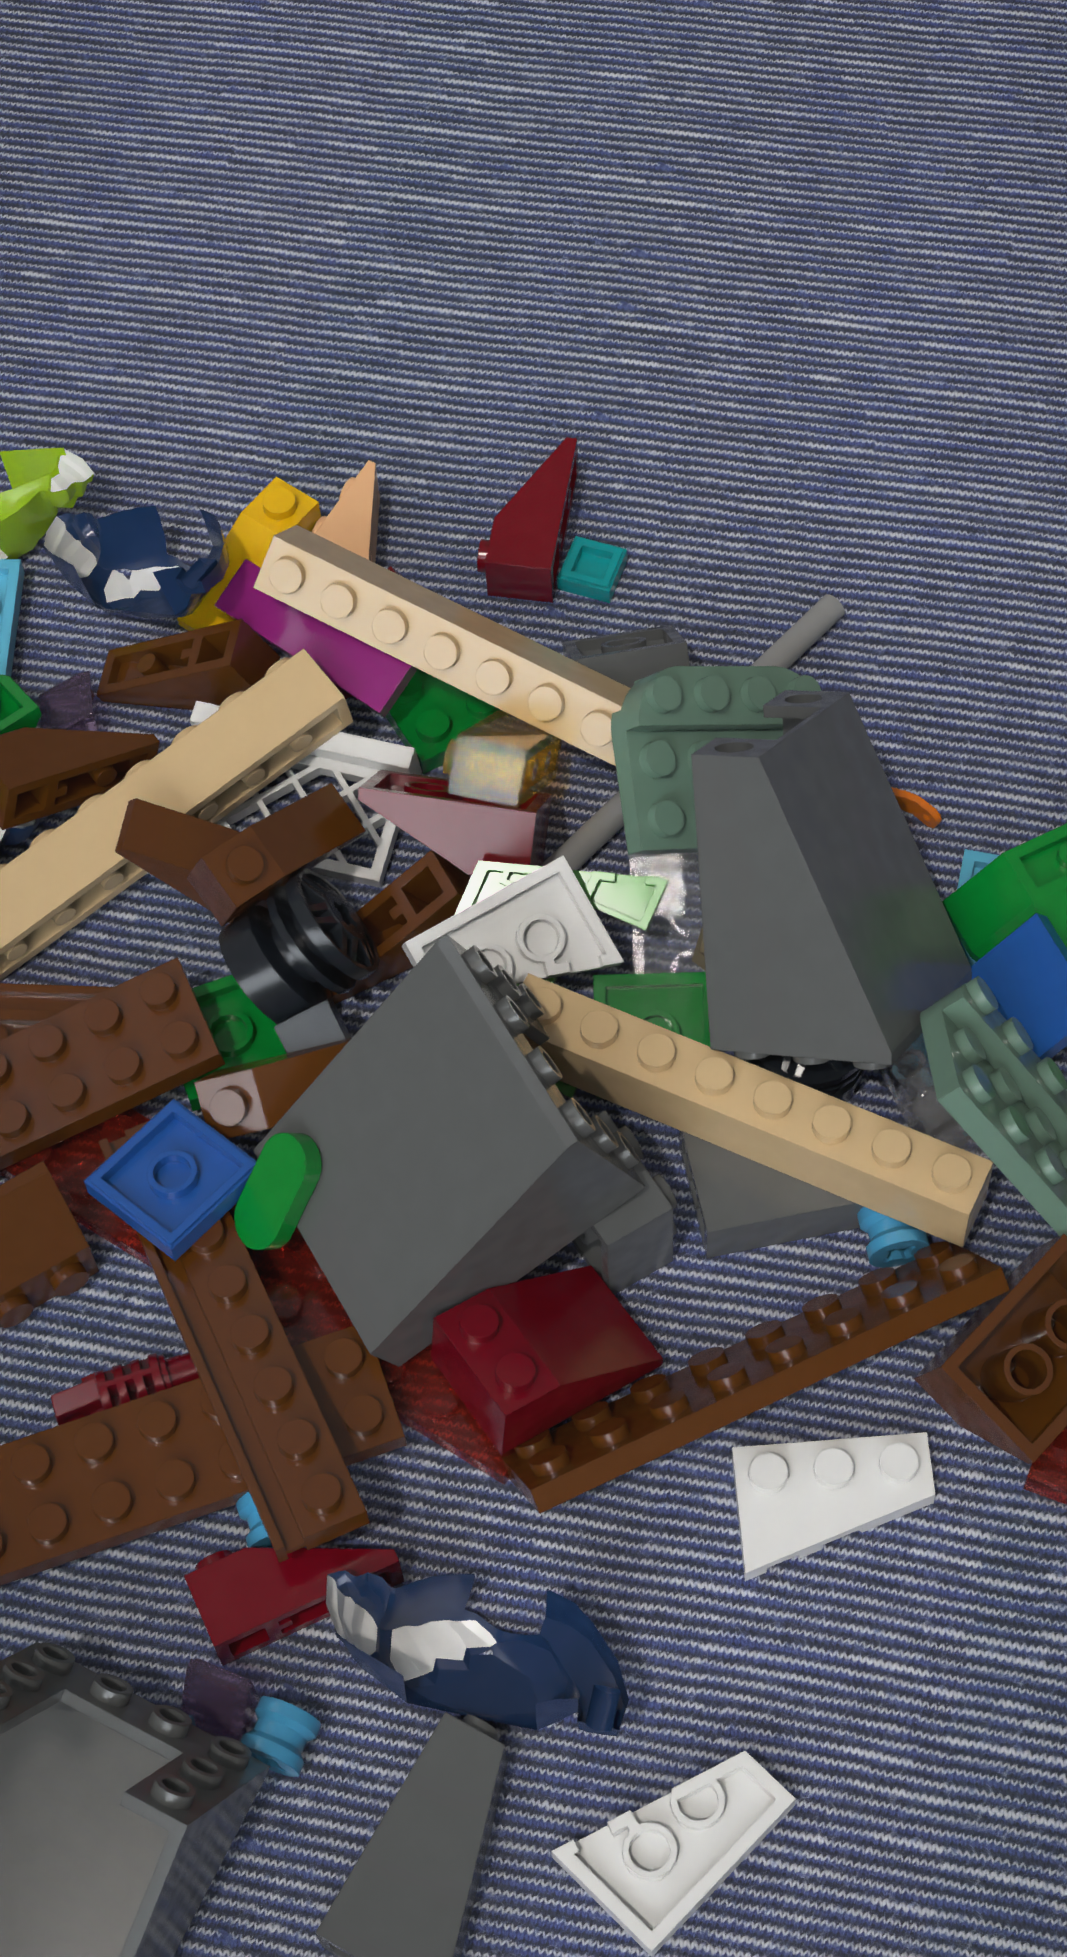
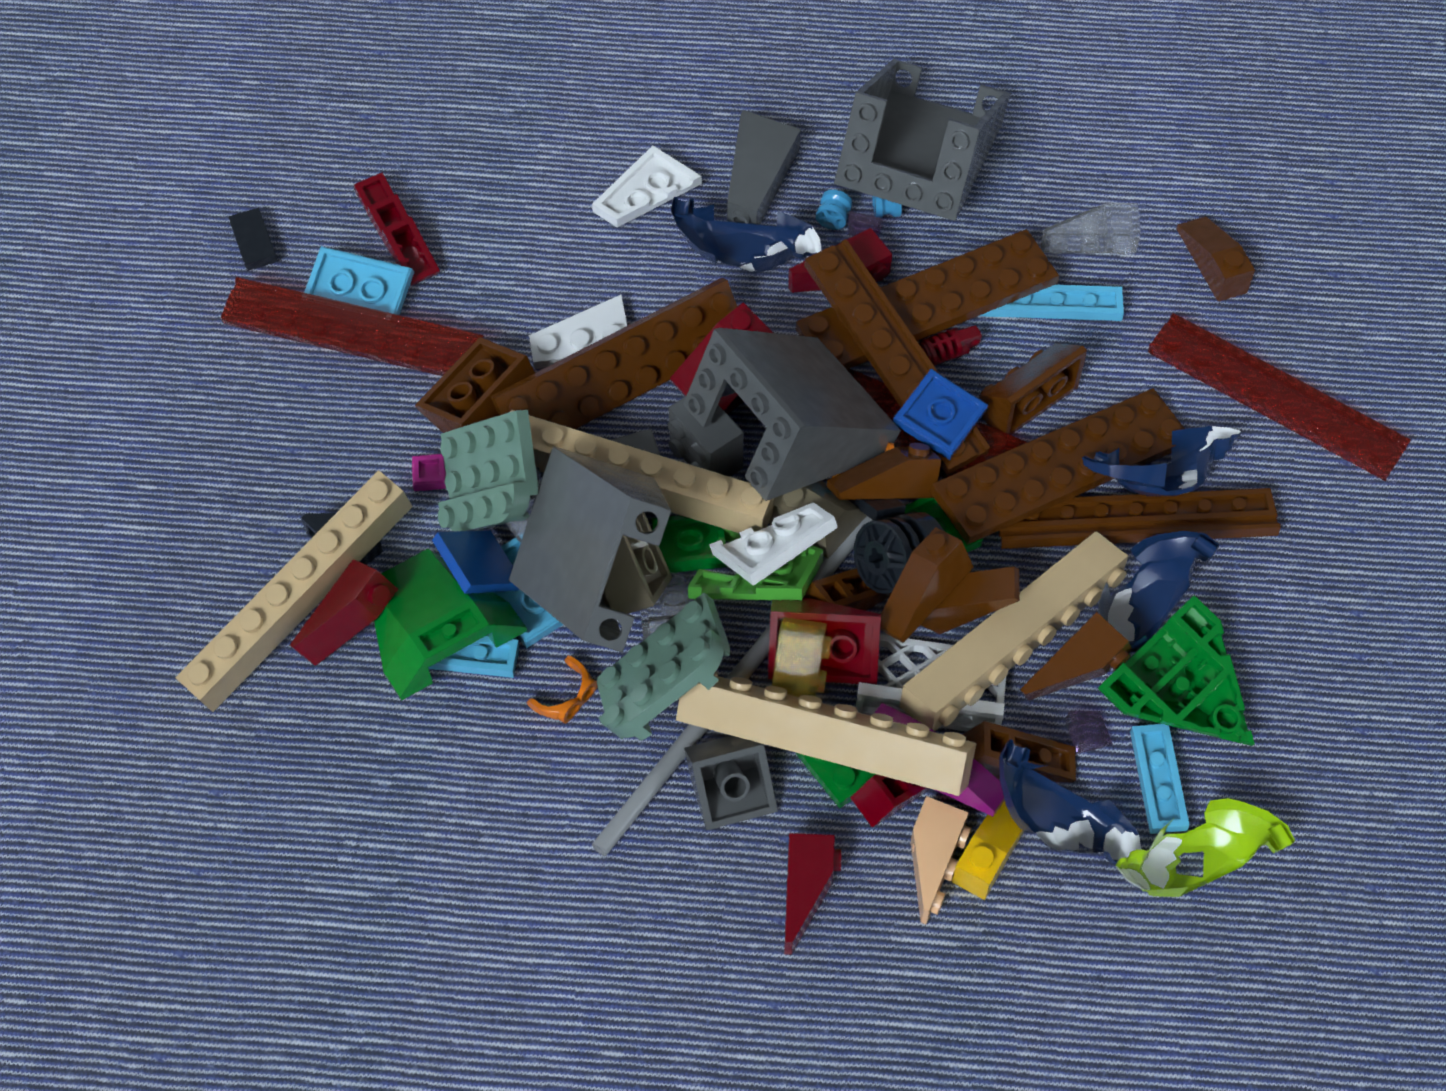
camera: 170 degrees right, 0 degrees up
(277, 1191) = (880, 401): green tile -> none
(592, 569) = (764, 868): teal tile -> none

